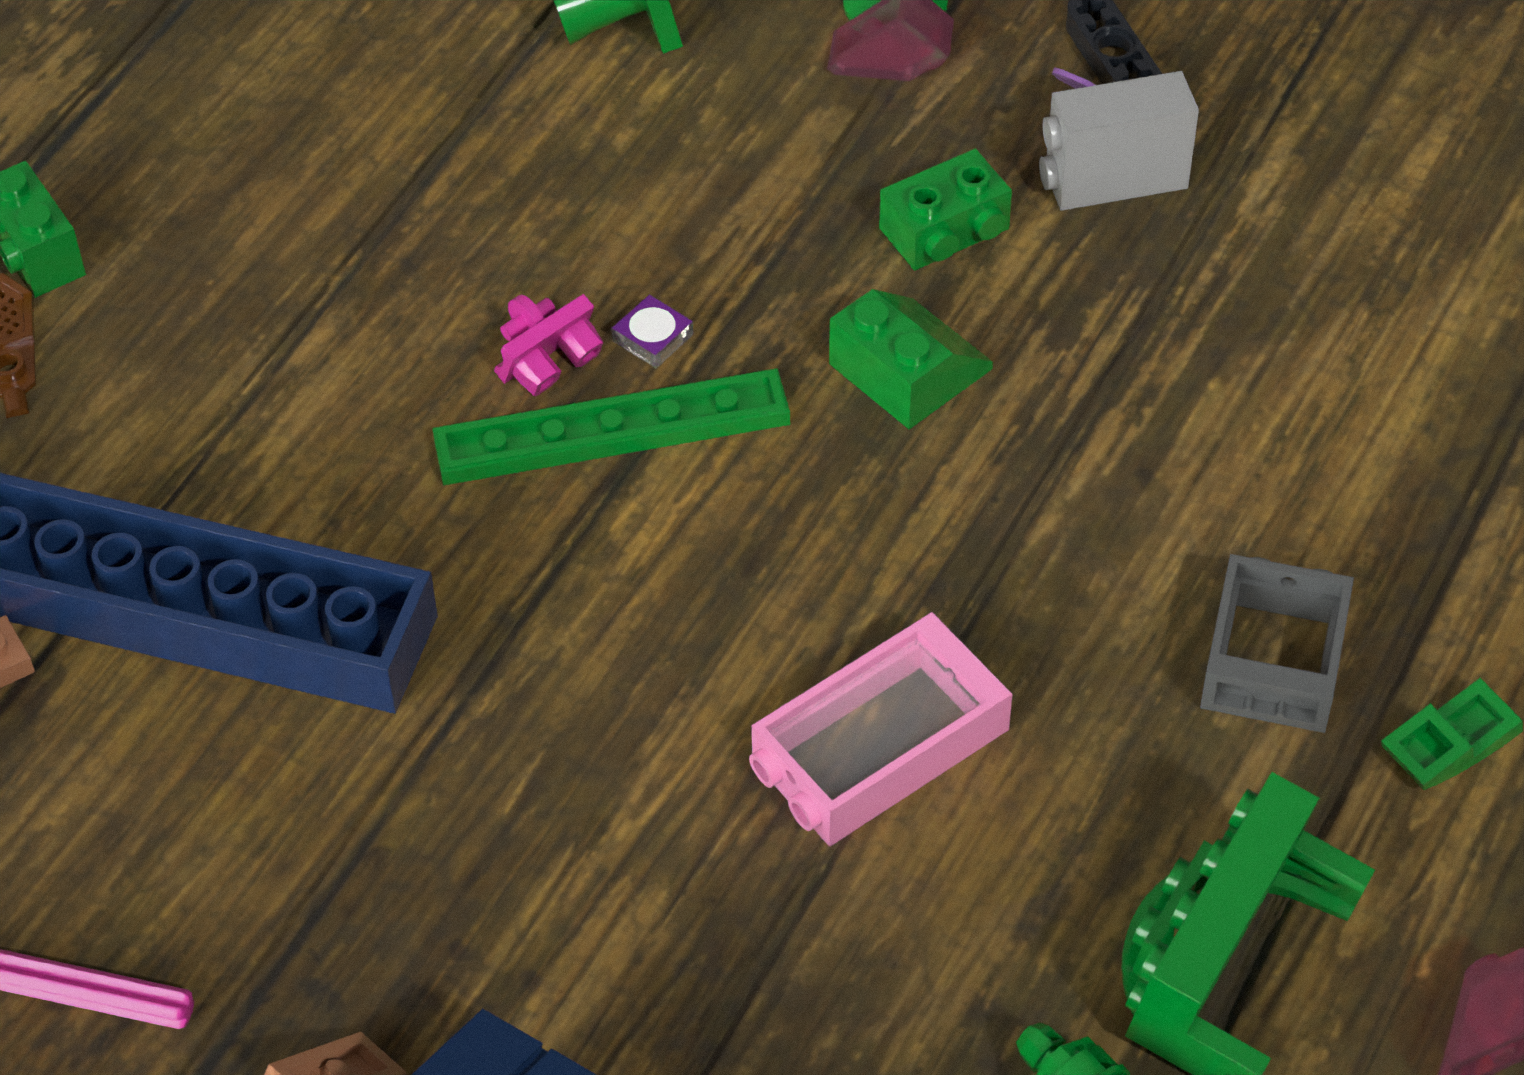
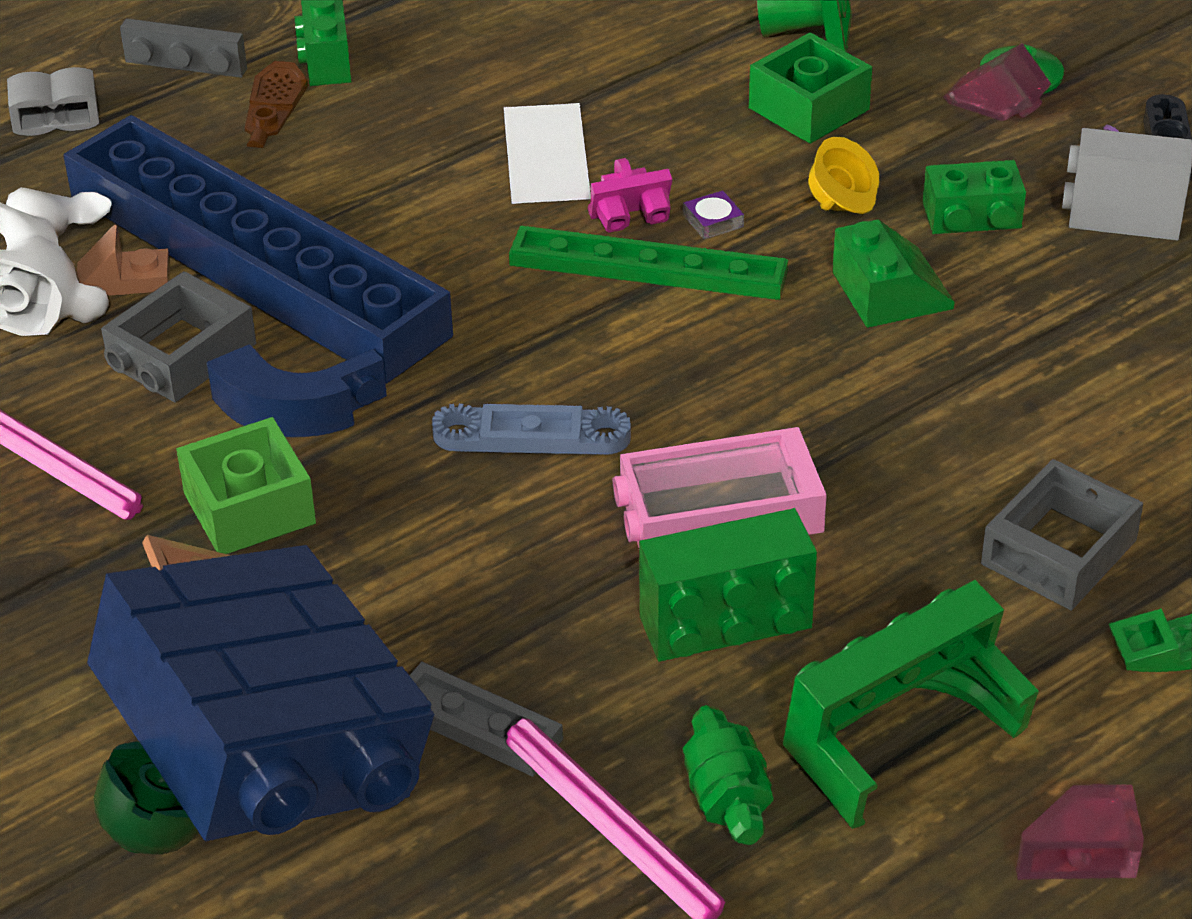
camera: 25 degrees right, 10 degrees down
(110, 690) = (221, 318): none -> dark grey window
(294, 791) = (299, 402): none -> dark blue arch
(325, 934) = (246, 486): none -> bright green brick
(396, 304) = (546, 153): none -> white sticker
(610, 718) = (531, 429): none -> sand blue plate
(680, 114) = (810, 87): none -> green brick
(790, 235) = (844, 176): none -> yellow piece
(968, 859) = (727, 584): none -> green brick

